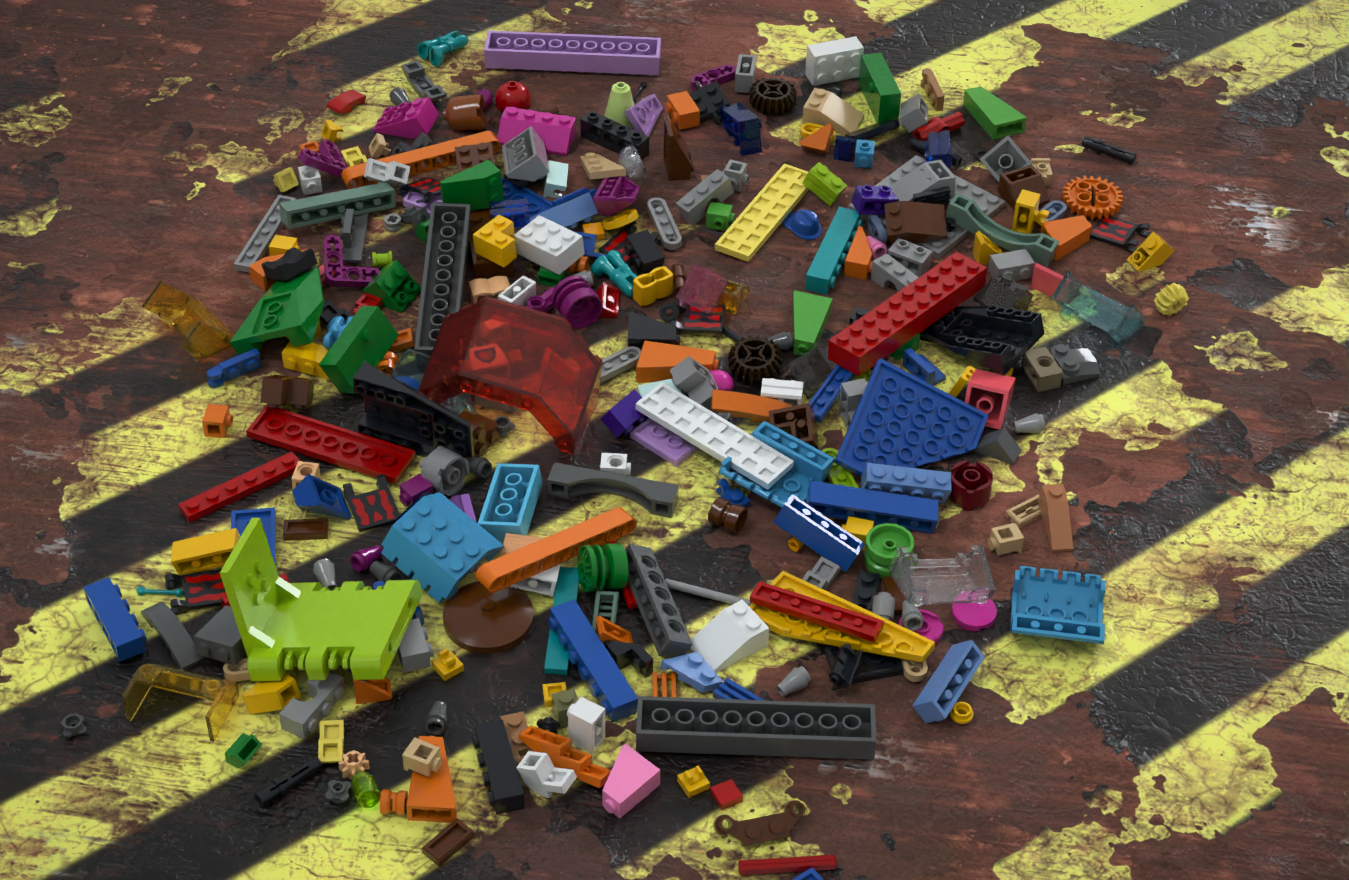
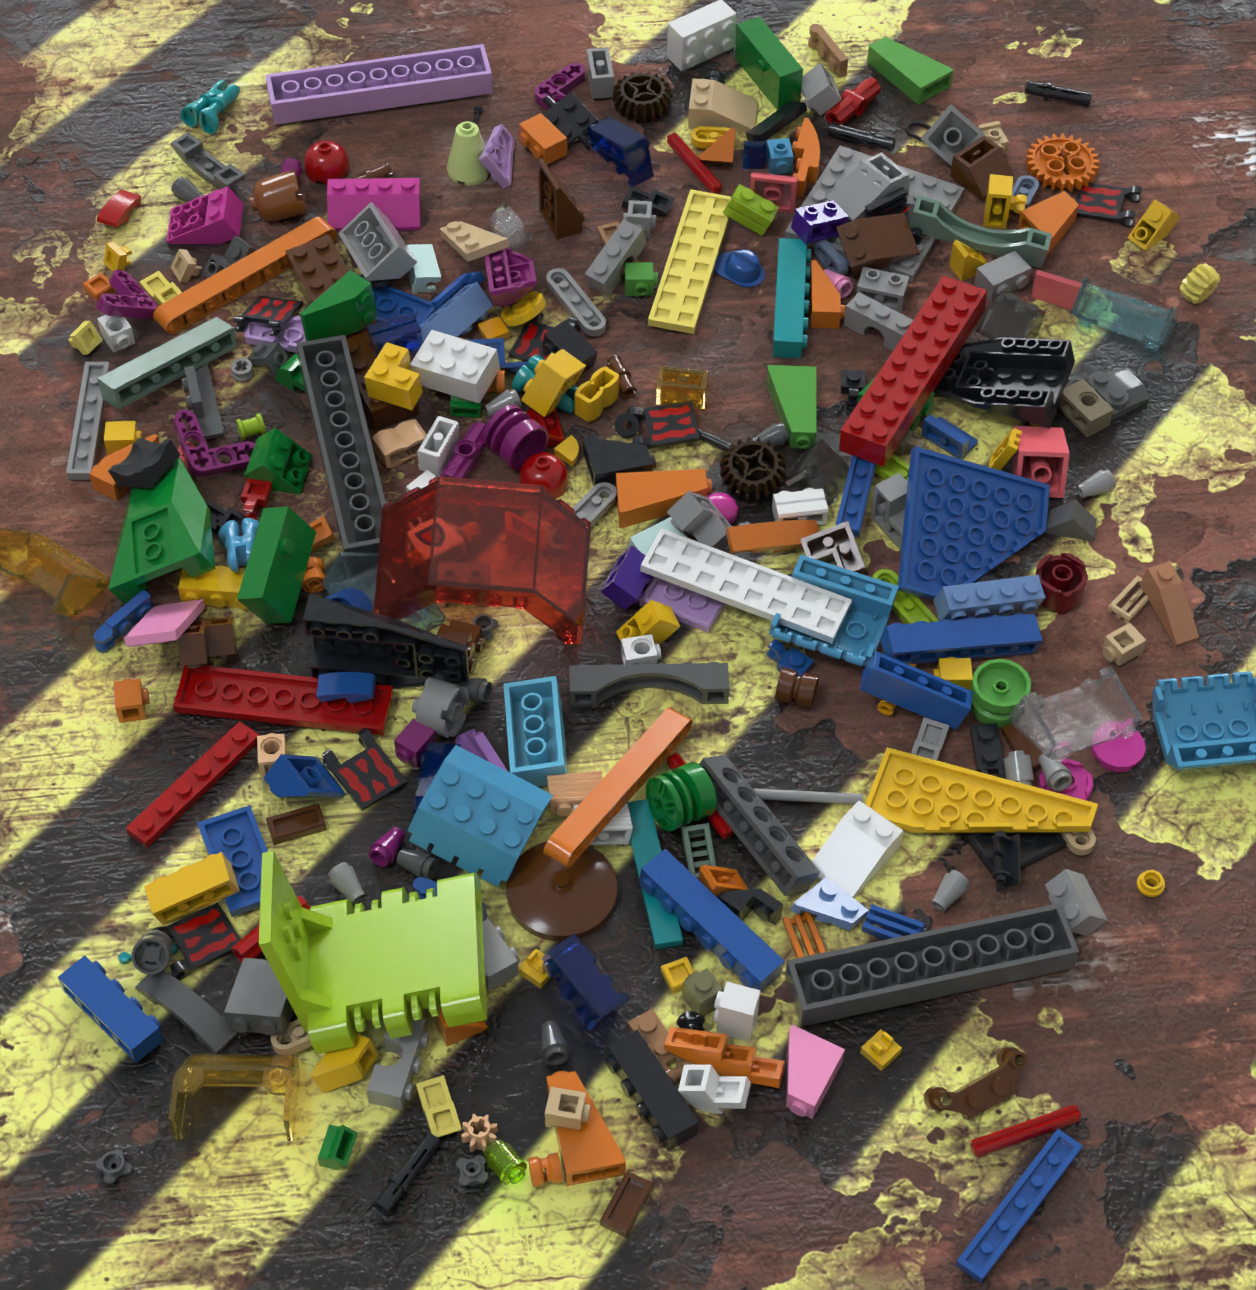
camera: 15 degrees left, 10 degrees up
(160, 587) = (152, 952): none -> dark grey wheel
(260, 371) = (164, 623): none -> bright pink tile
(383, 442) = (348, 685): none -> blue slope
(387, 172) = (220, 304): white brick -> none
(473, 678) = (582, 982): none -> clear blue wedge
(594, 332) = (545, 470): none -> red cylinder
(612, 134) = (470, 191): black brick -> none
(617, 321) = (568, 450): none -> yellow tile
(618, 267) = (551, 381): none -> yellow brick
(635, 445) = (651, 619): none -> yellow slope
(702, 289) = (661, 388): clear pink bracket -> none
(726, 794) = (924, 1056): red tile -> none
(755, 168) = (660, 202): none -> black slope
(795, 147) = (694, 163): none -> red axle
(817, 611) = (950, 796): red plate -> none
(849, 172) = (776, 188): none -> coral slope
(885, 160) = (806, 156): none -> orange slope
(891, 710) = (1077, 901): none -> light grey brick
(939, 147) = (869, 134): clear blue brick -> none
(948, 681) = (1126, 848): medium blue brick -> none

